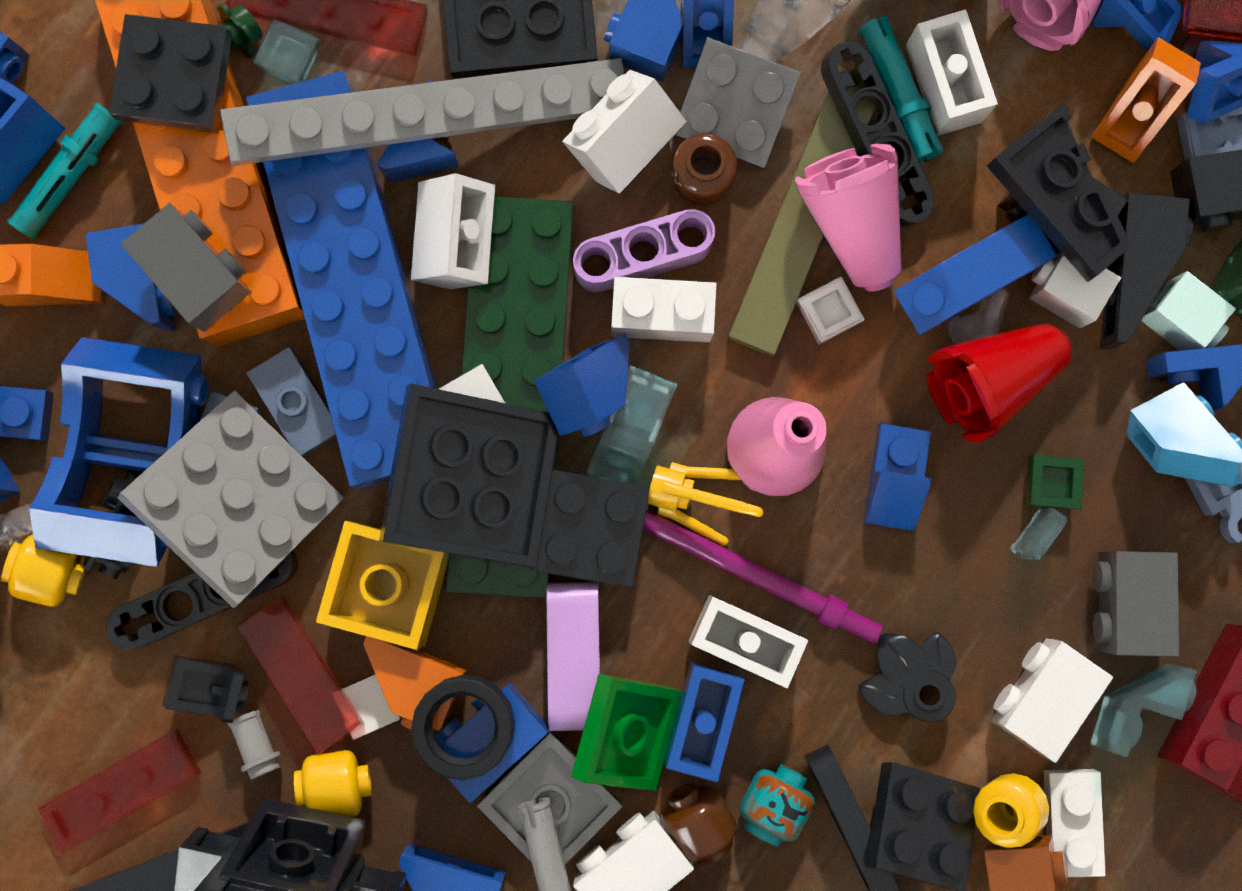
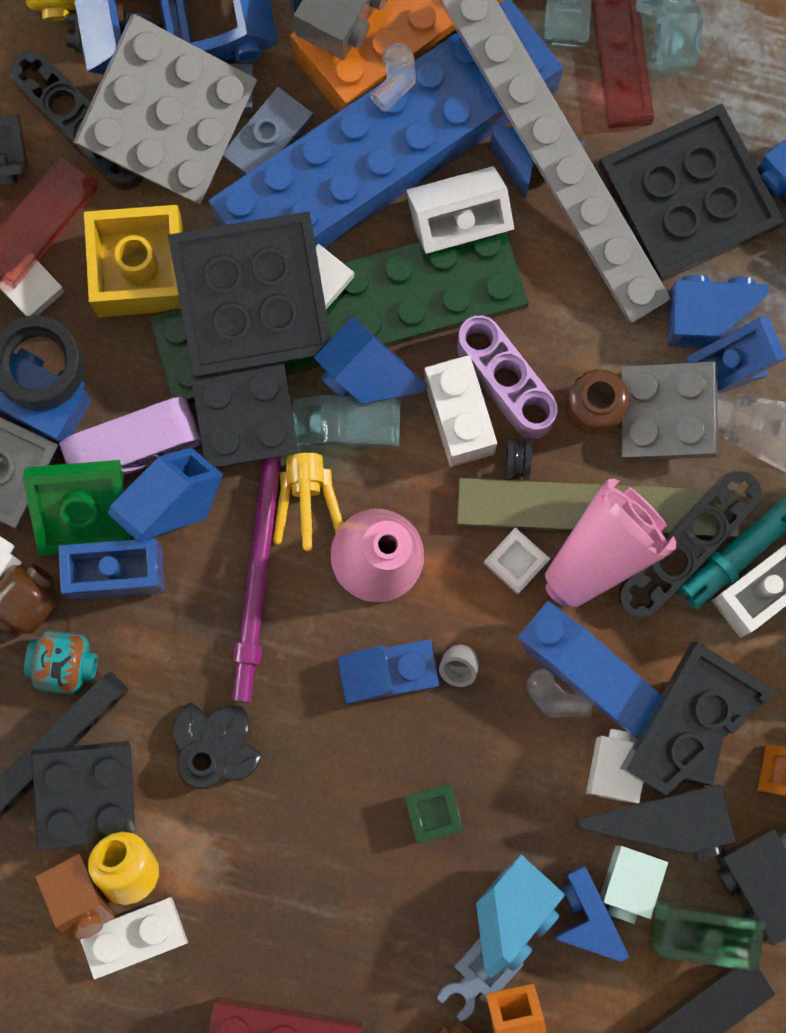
camera: 70 degrees right, 5 degrees down
(291, 237) = (399, 73): none -> clear arm
(408, 675) = (68, 304): orange slope -> none
(624, 130) = (605, 321): white brick -> none
(650, 638) = (167, 495): none -> blue slope
(730, 269) = (518, 458): none -> black bush
(748, 641) = (194, 582): white brick -> none
(917, 403) = (459, 665): none -> light grey hinge
(995, 376) = (510, 724): red cone -> none
(1039, 534) = (380, 813): clear light blue tile -> none
(1050, 698) = (236, 873): white brick -> none
(1137, 603) = (349, 924): dark grey brick -> none
(1163, 691) = (273, 971): clear light blue slope -> none

